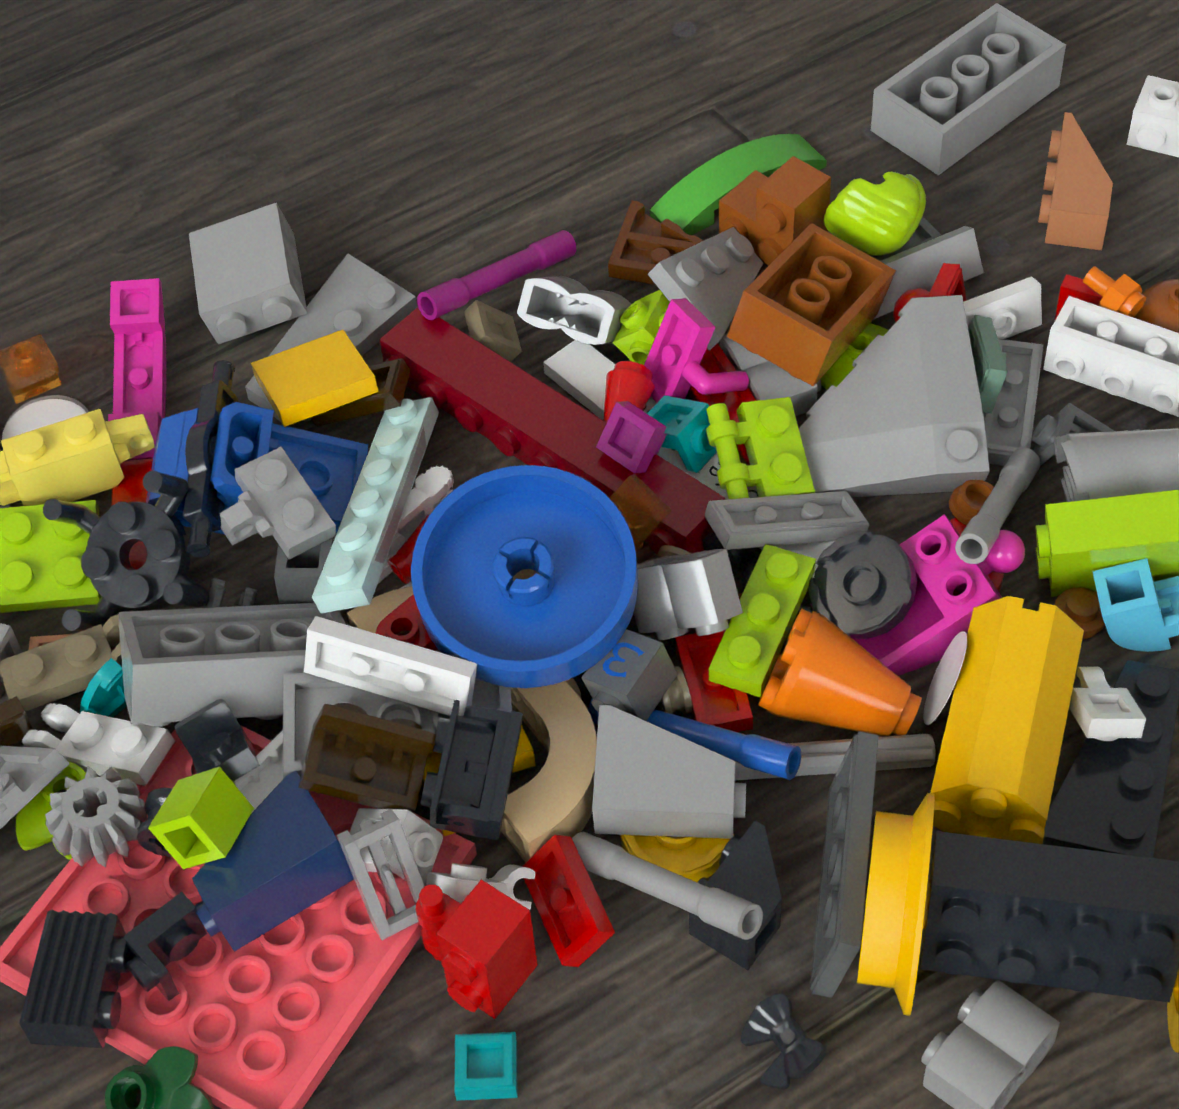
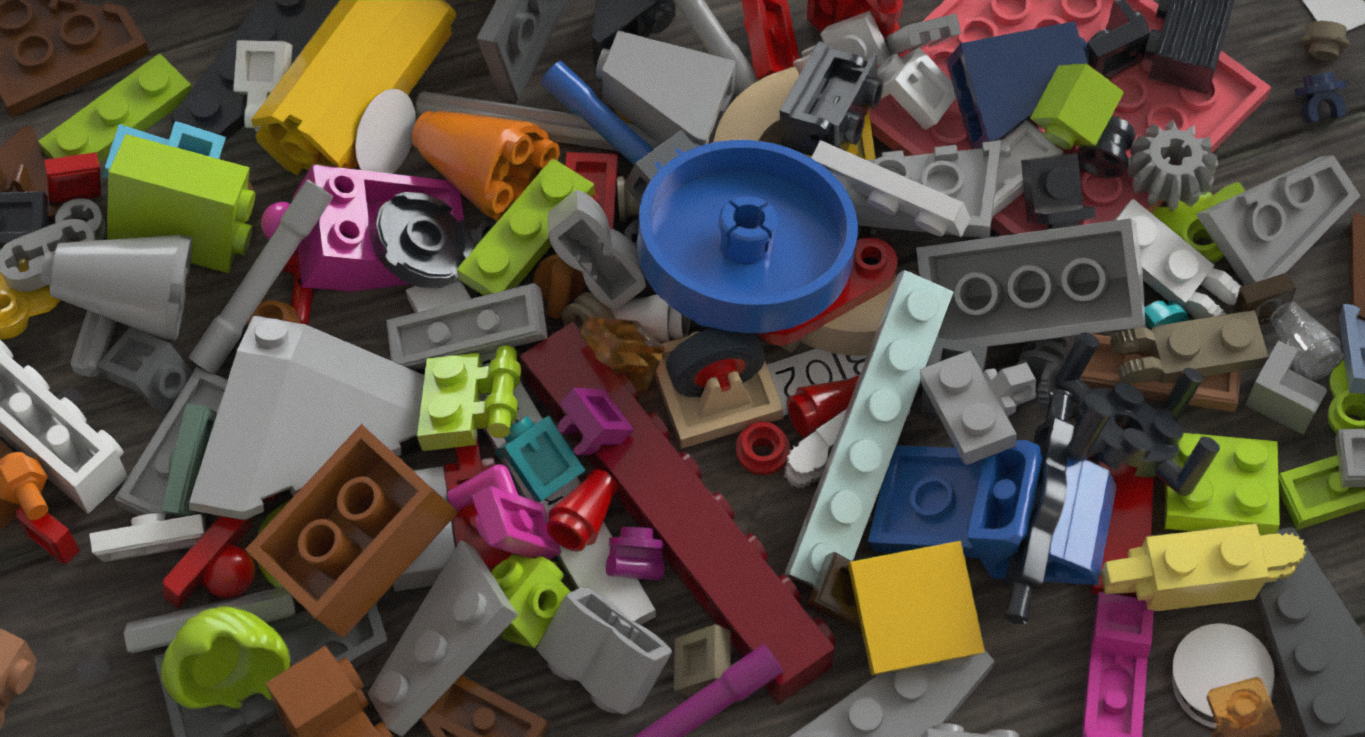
camera: 170 degrees left, 10 degrees up
(366, 758) = (925, 122): dark brown bracket -> none
(574, 381) = (635, 555): none -> magenta plate

